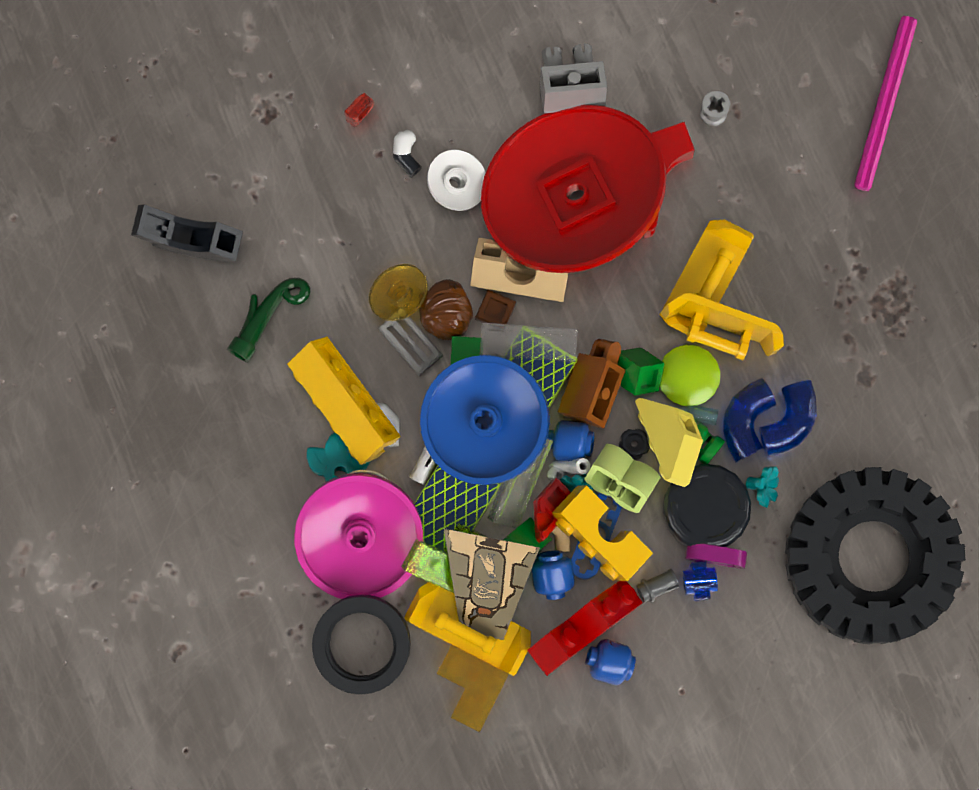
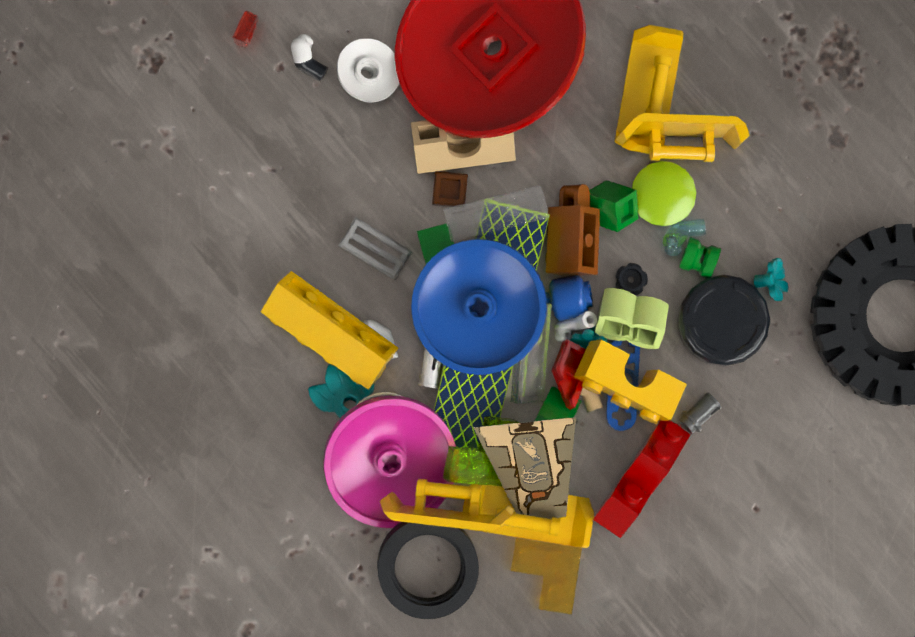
camera: 25 degrees left, 5 degrees up
(186, 236) = (115, 214): black arch -> none
(258, 317) = (214, 273): dark green plant -> none
(348, 580) = (420, 514): none -> yellow piece
(394, 283) = (337, 199): clear yellow dish -> none
(446, 310) = (400, 206): reddish brown hair -> none
(552, 574) = (594, 436): blue head -> none
(610, 662) = (678, 504): blue head -> none
(672, 438) = (670, 264): light yellow slope -> none
(700, 581) = (740, 395): clear blue gear -> none
(717, 555) = (748, 364): magenta beam -> none
(741, 417) = (728, 219): clear blue cylinder -> none
(796, 422) = (784, 209): clear blue cylinder -> none

